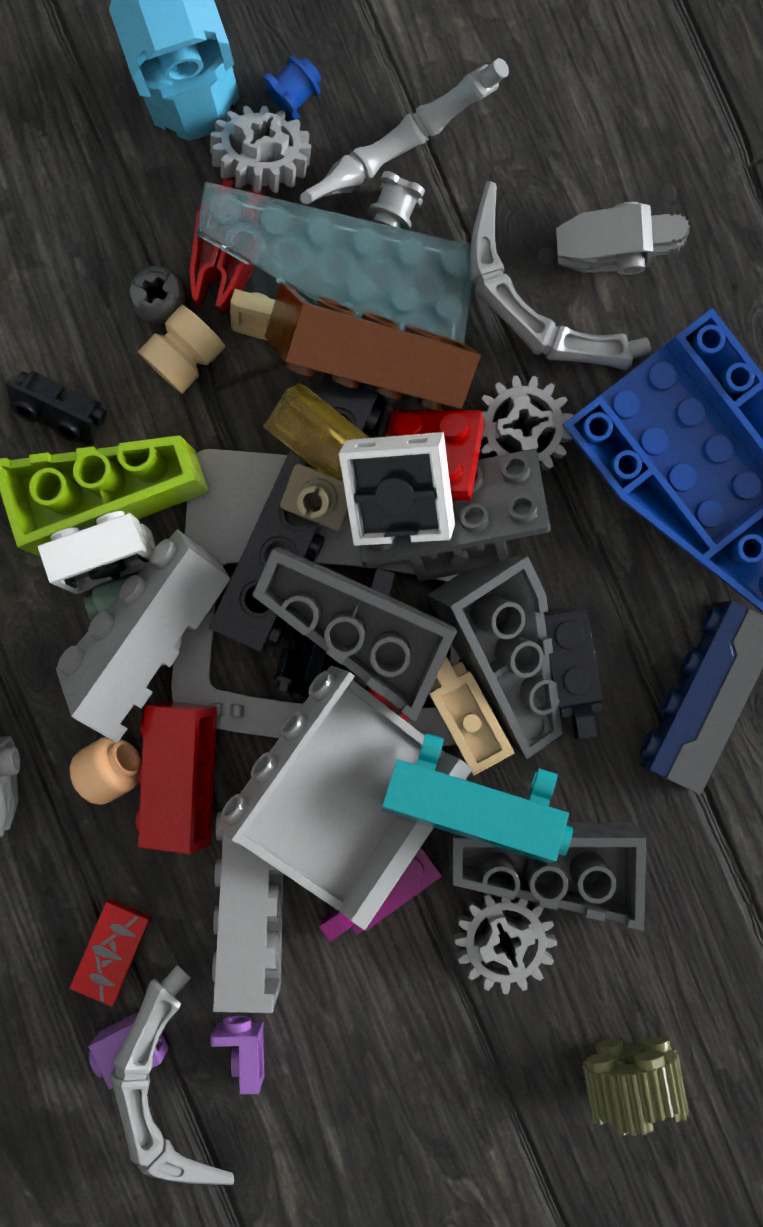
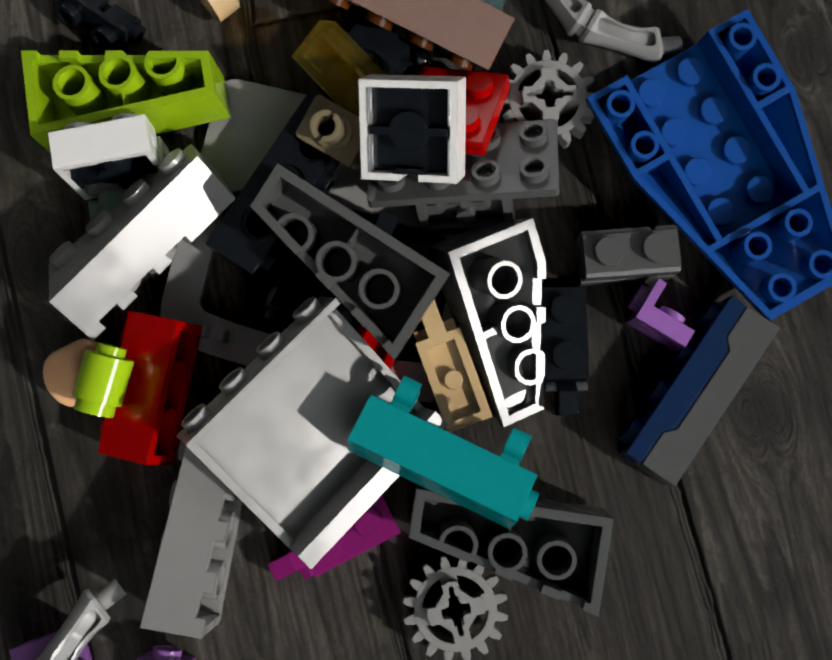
camera: 10 degrees right, 5 degrees down
(110, 952) = (52, 560): red tile -> none
(133, 780) = (102, 380): none -> lime brick
(624, 572) = (627, 255): none -> dark grey brick
(668, 635) = (660, 324): none -> medium lavender bracket

